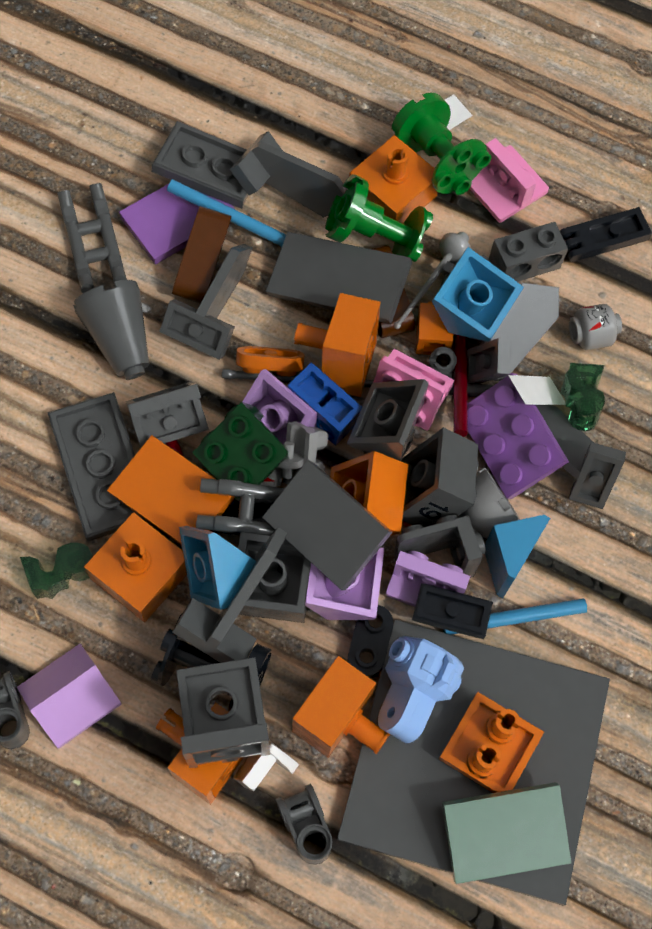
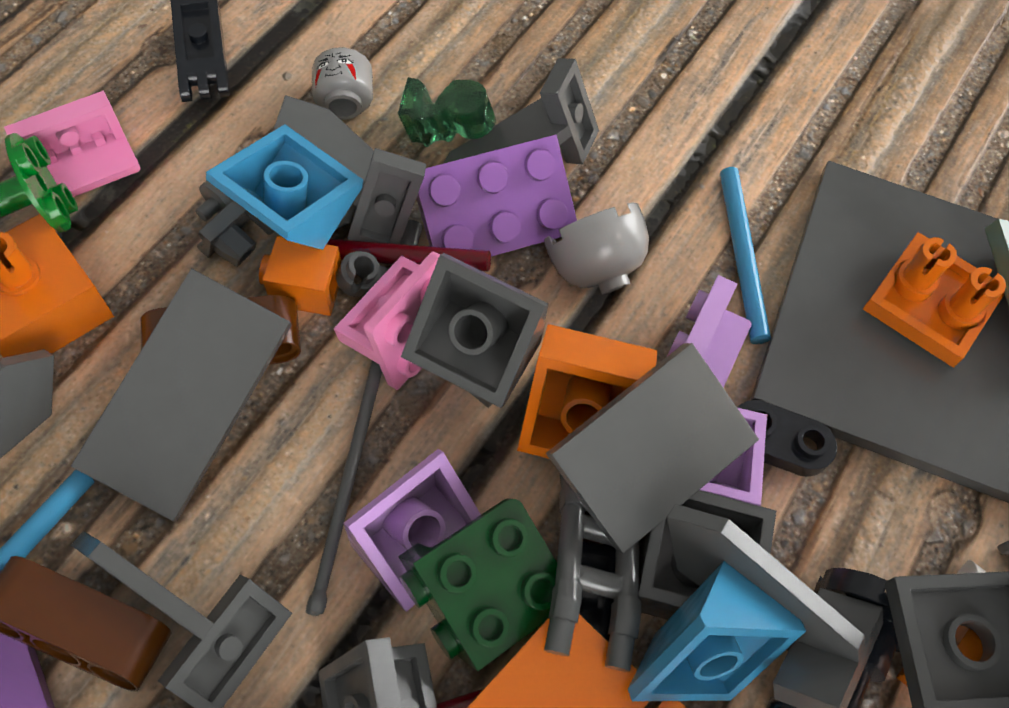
camera: 85 degrees left, 5 degrees down
(283, 361) = (307, 527): orange plate -> none
(302, 445) = (488, 478): light grey hips -> none
(334, 407) = (408, 436): blue brick -> none
(337, 710) = (913, 487): orange brick -> none
(347, 342) = (315, 389): orange brick -> none
(363, 216) = (81, 339): green piece -> none
(419, 678) = (864, 363): light blue piece -> none
(440, 478) = (579, 278): dark grey brick -> none
(449, 533) = (662, 287): dark grey bracket -> none
(451, 248) = (173, 229): light grey sword -> none
(452, 611) = (752, 317): black plate -> none
(510, 547) = (682, 221): dark azure slope -> none
(529, 252) = (204, 127): dark grey brick -> none
(537, 390) = (437, 156): white sticker -> none

